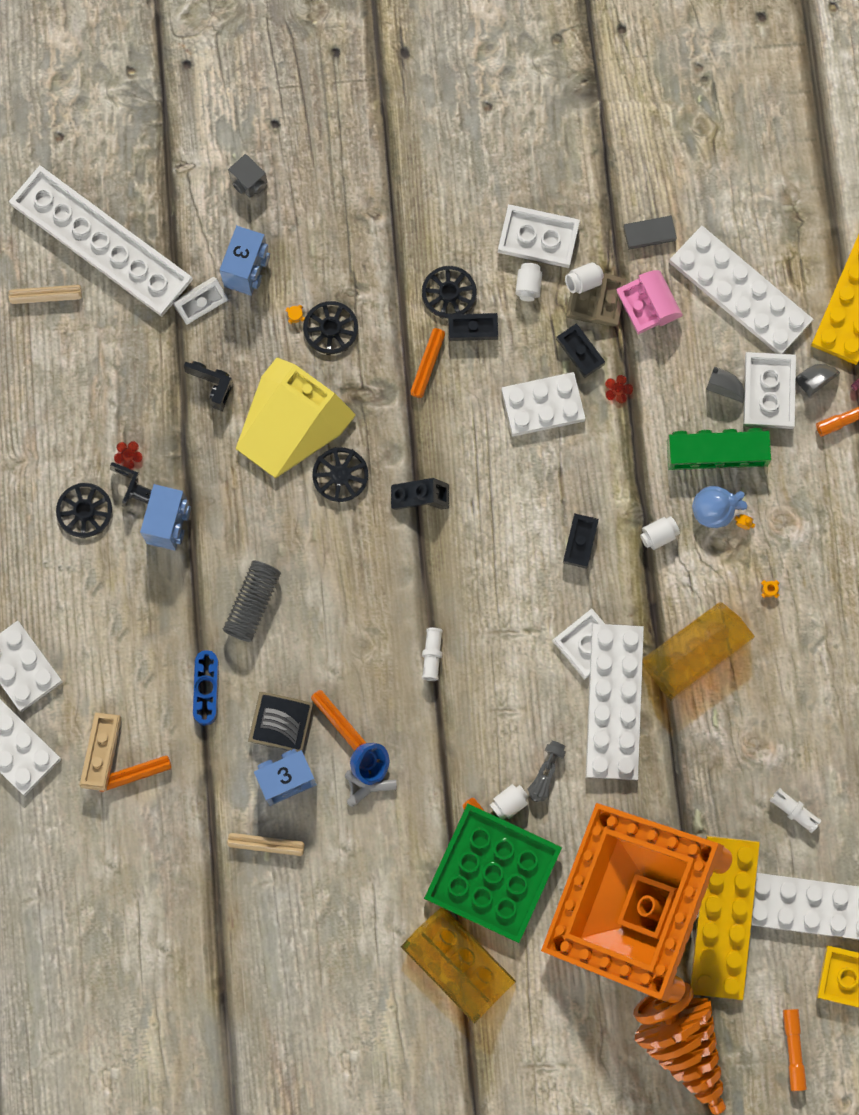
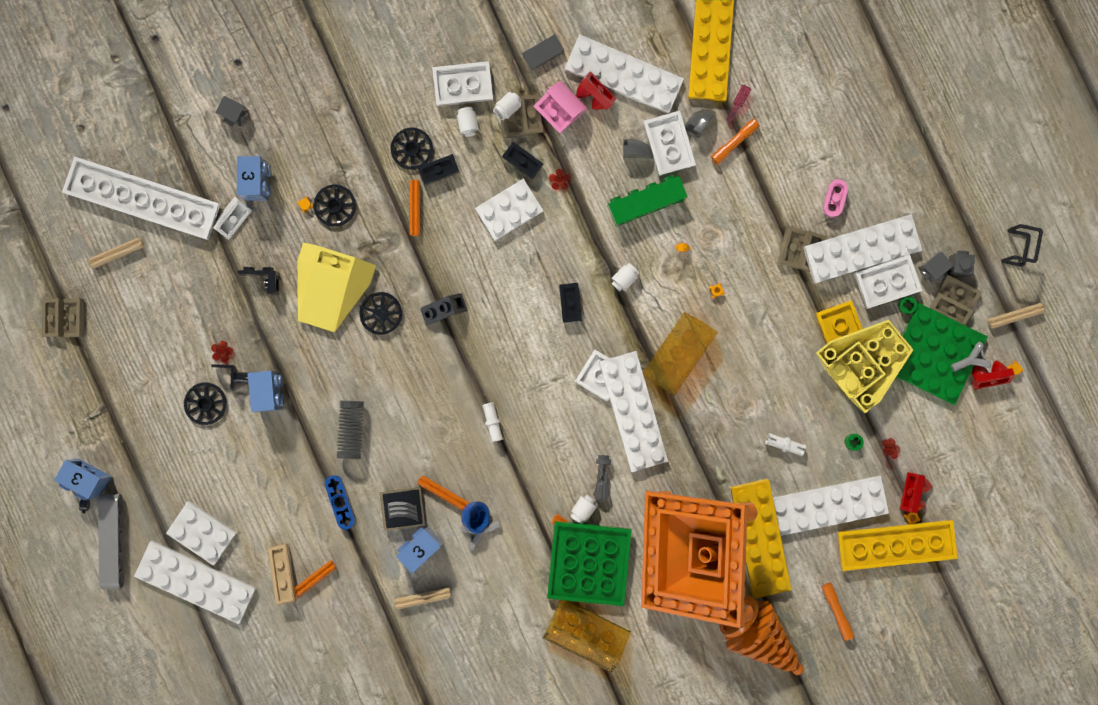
camera: 20 degrees left, 10 degrees up
(696, 289) = (590, 86): none -> red tile
(716, 506) = (659, 244): medium blue hat -> none

